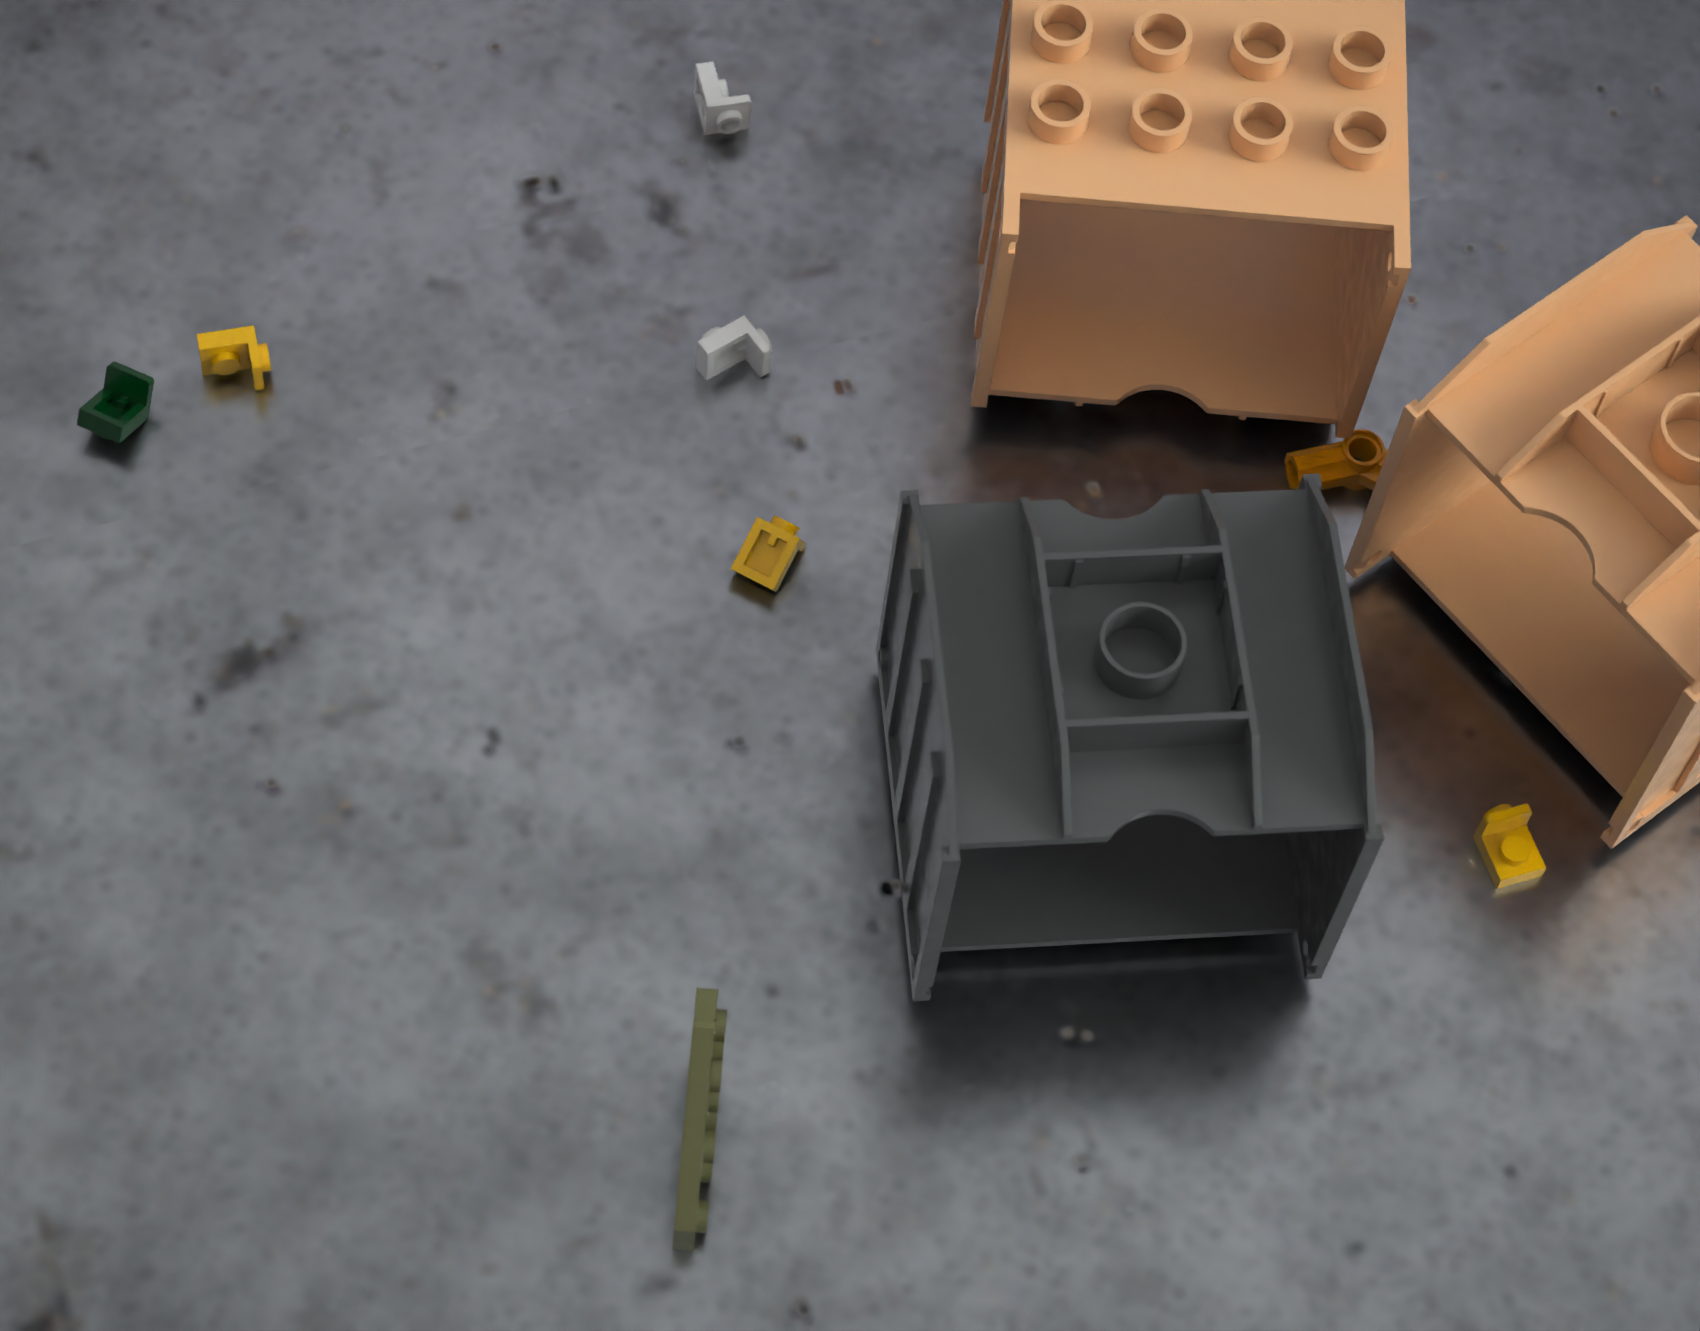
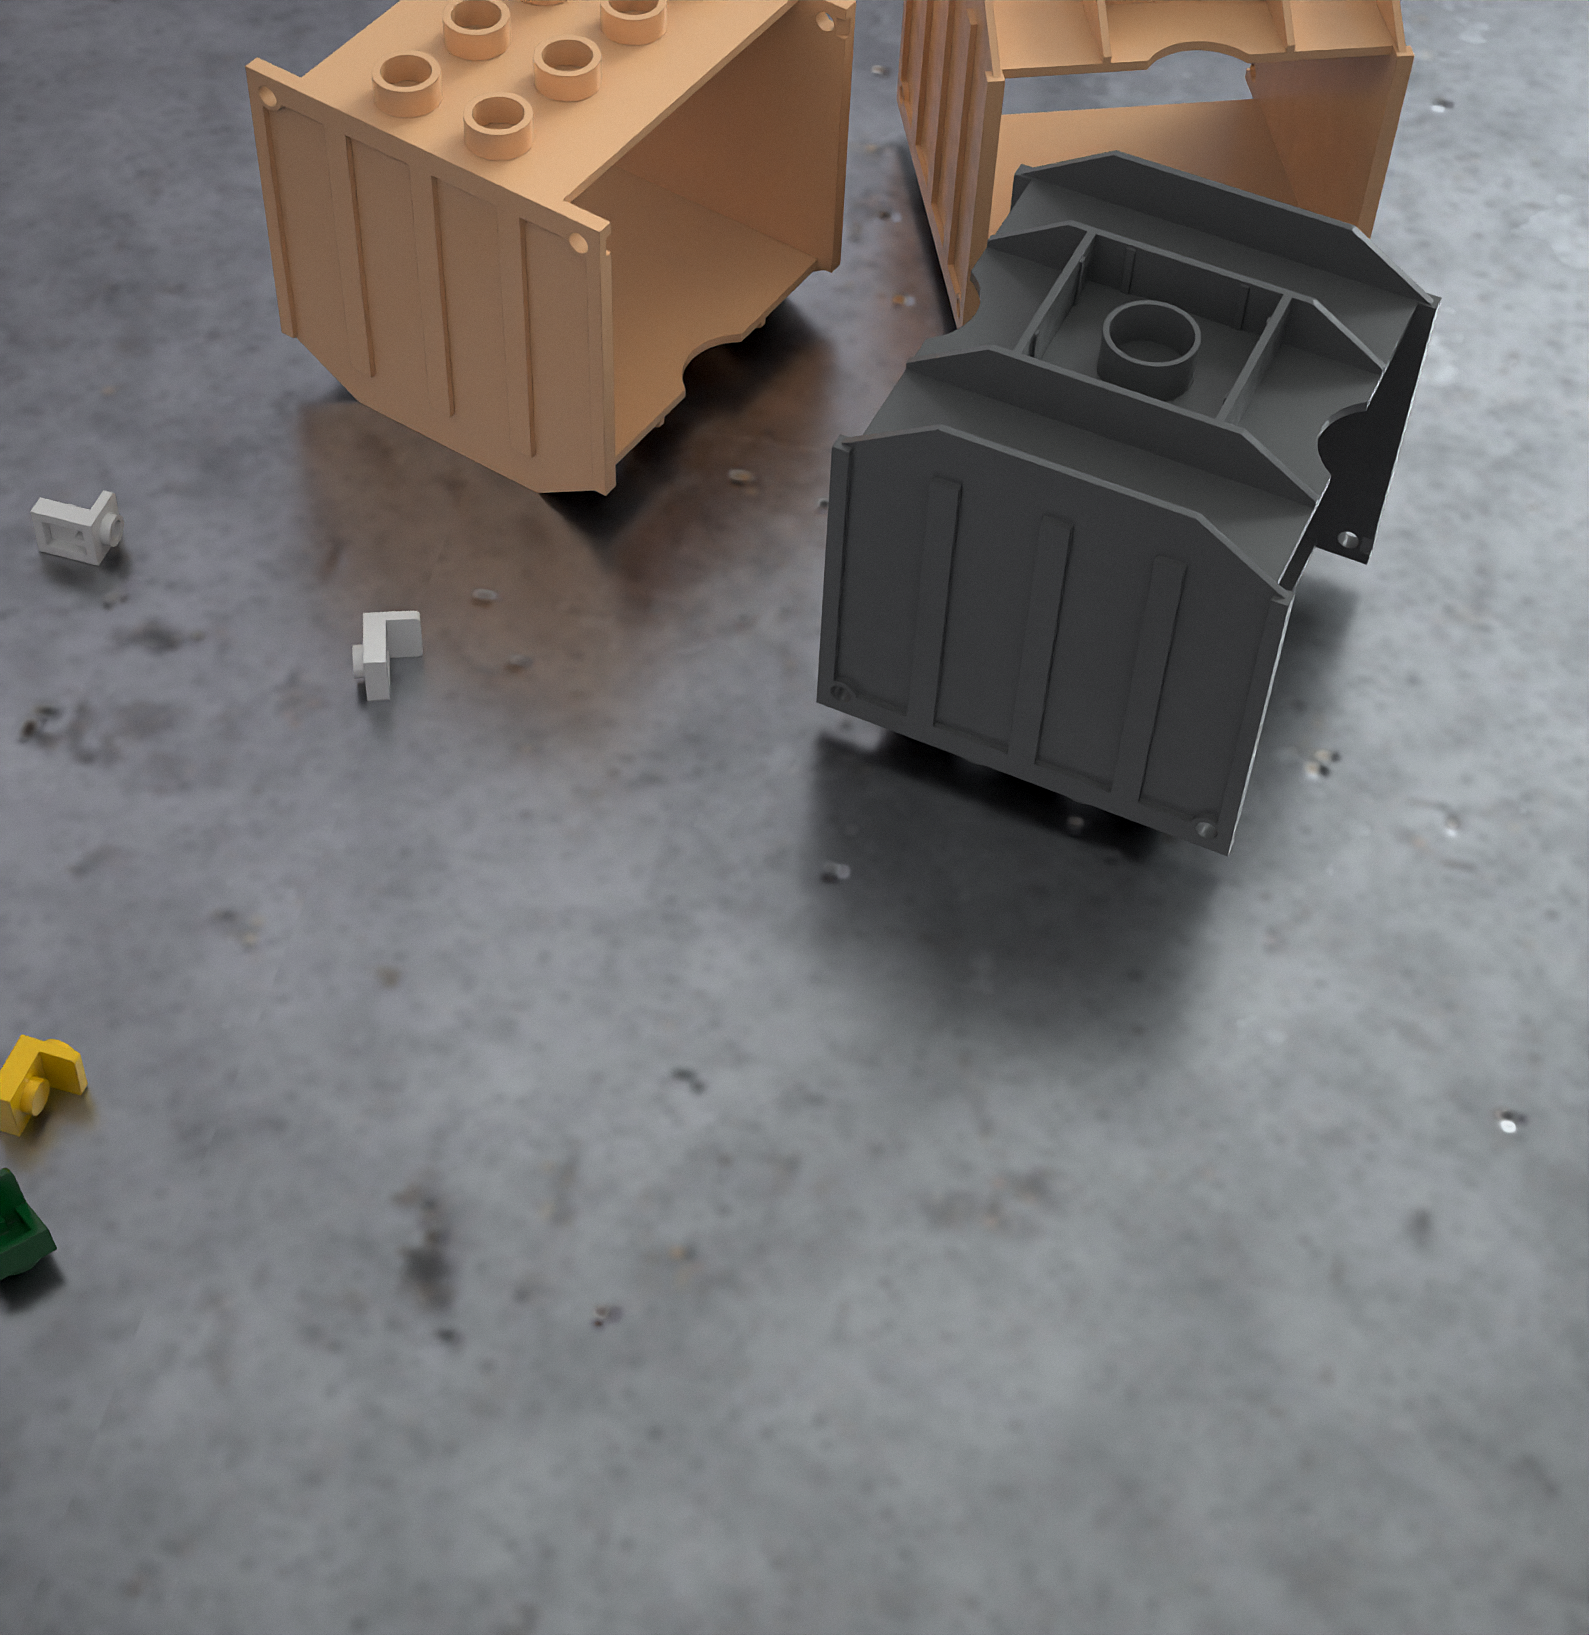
camera: 55 degrees left, 10 degrees down
(699, 1117) = (1277, 1064): olive wing -> none
(768, 552) = (642, 733): yellow bracket -> none
(1337, 463) = (862, 277): light orange piece -> none

